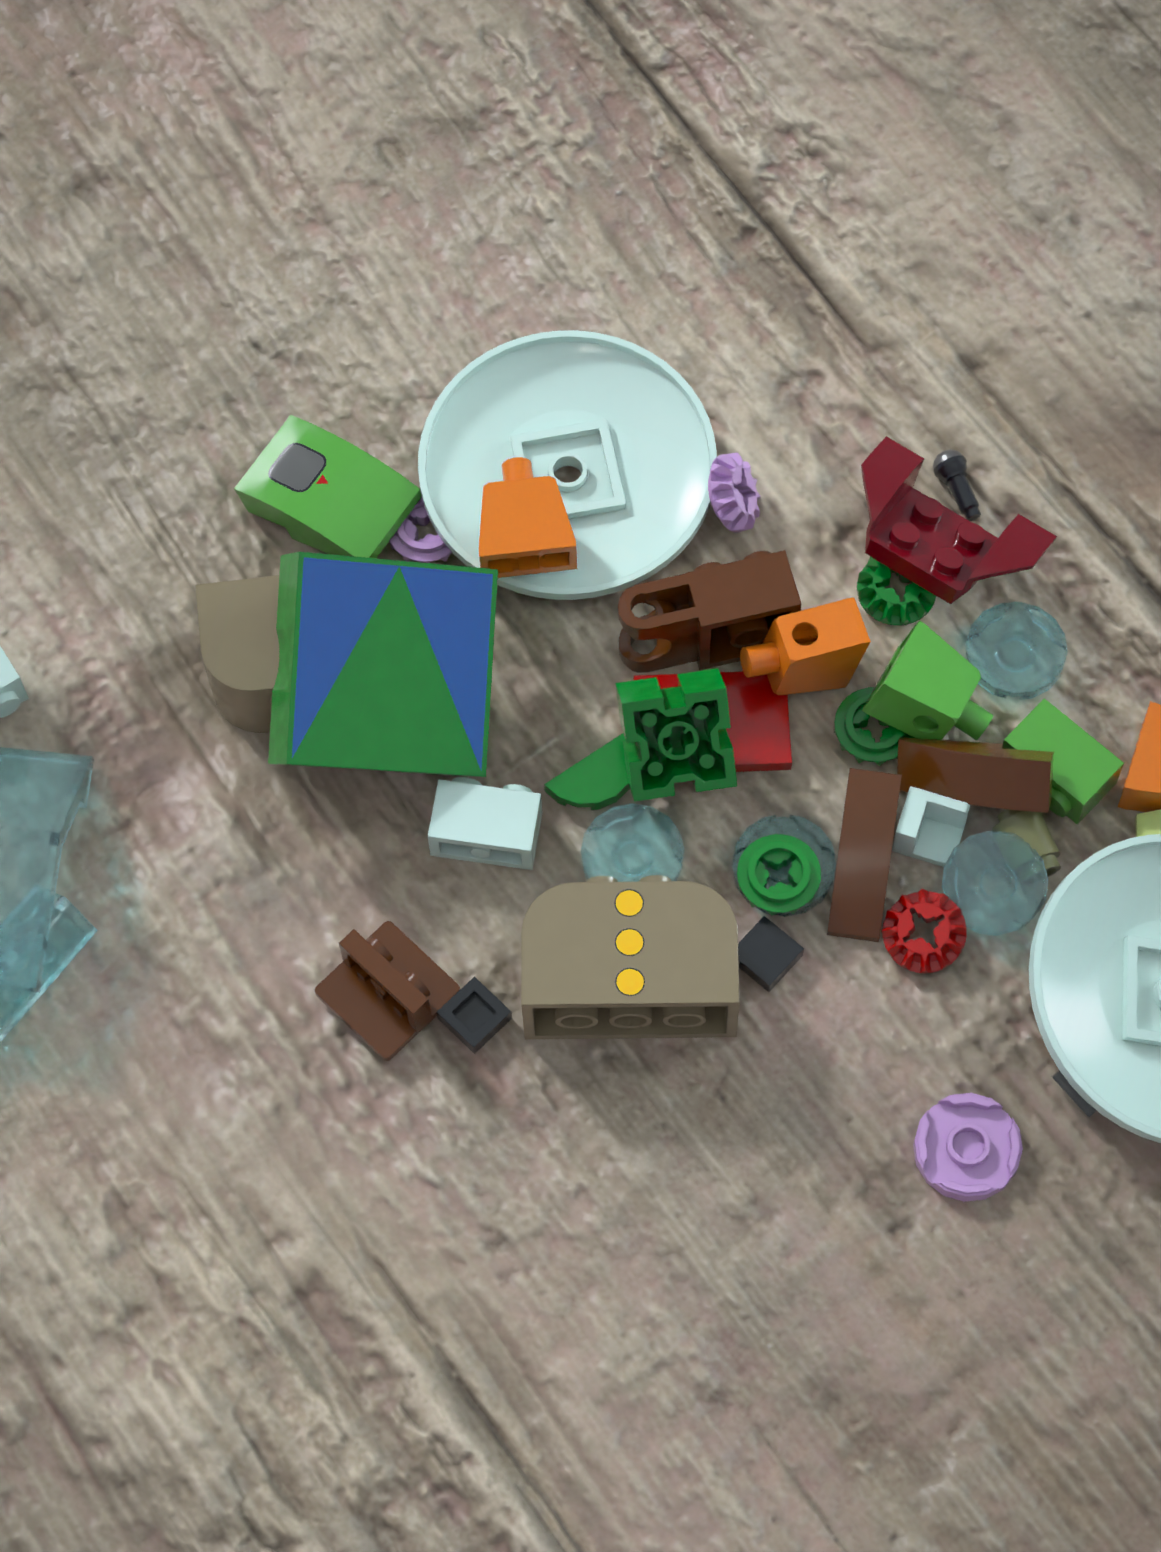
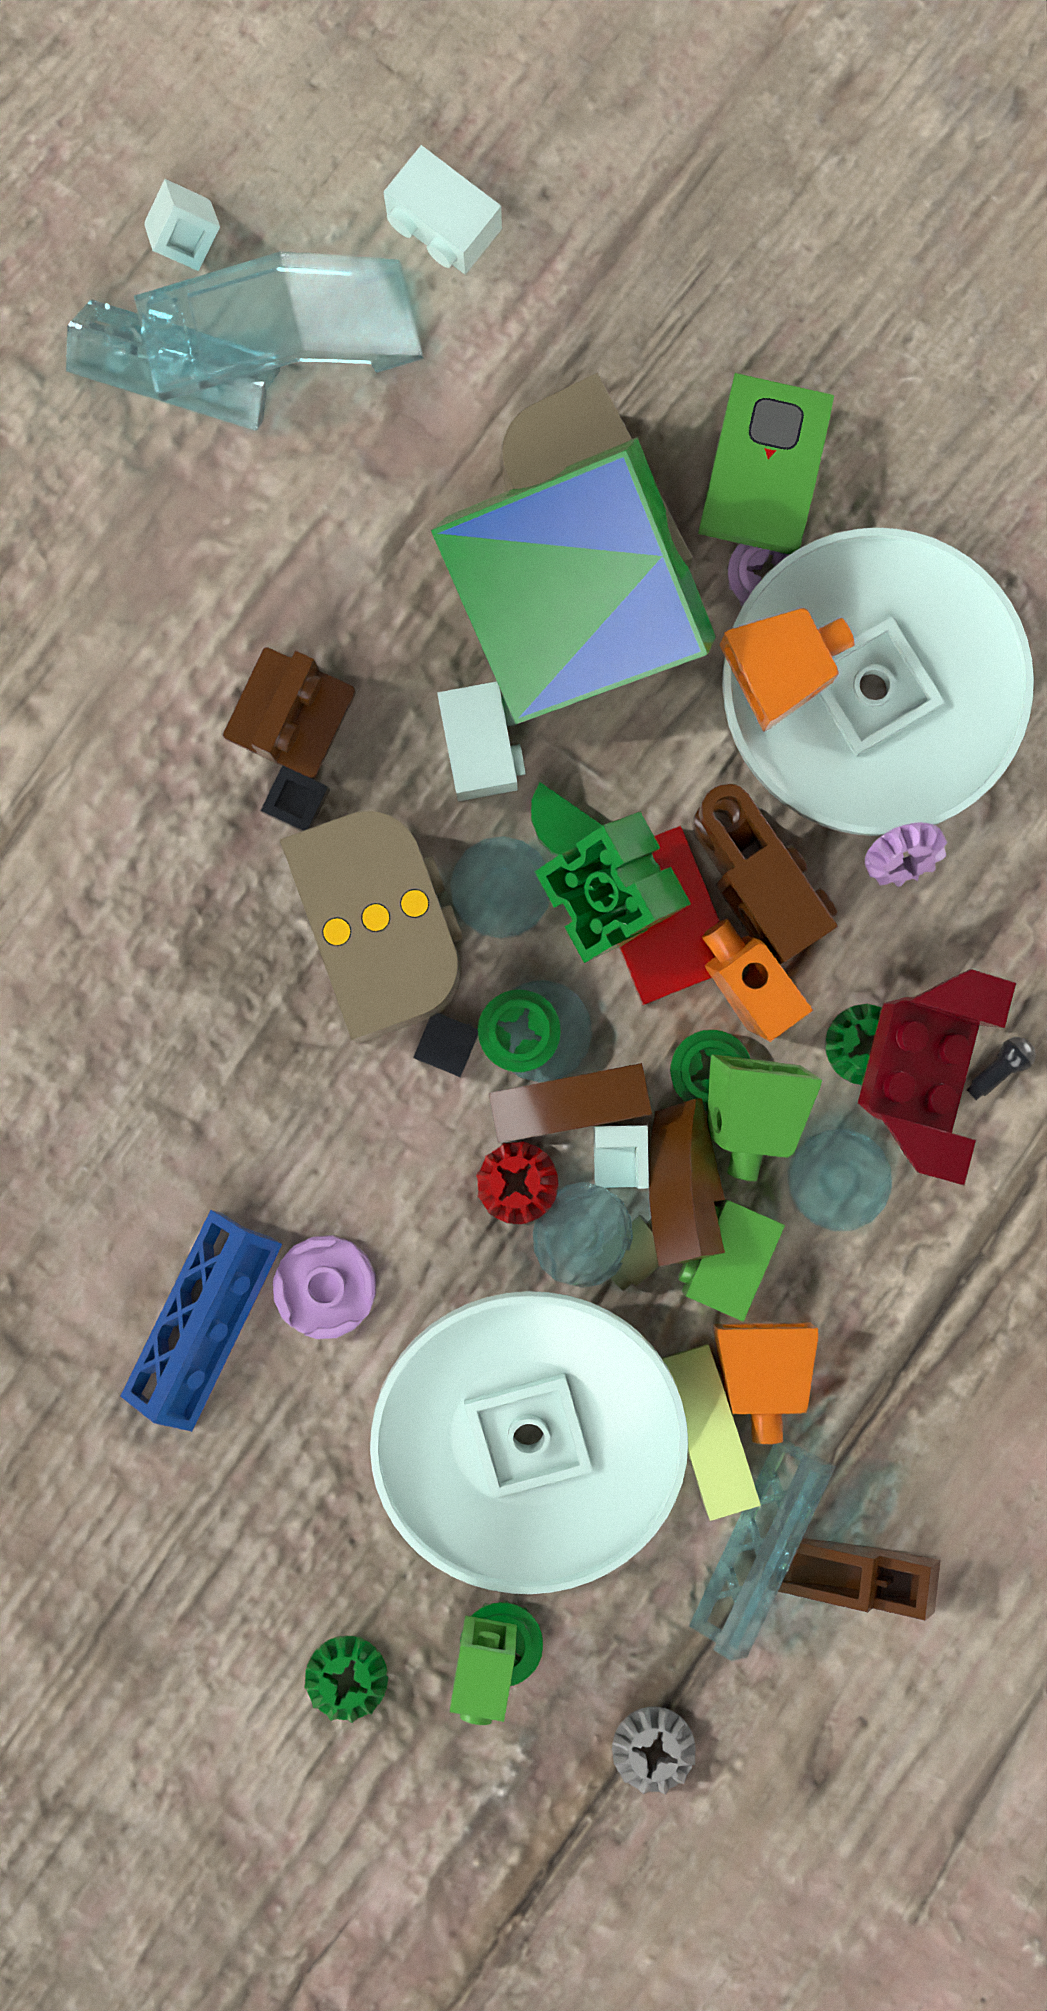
camera: 70 degrees right, 20 degrees up
(979, 1266) = (205, 1327): none -> blue fence

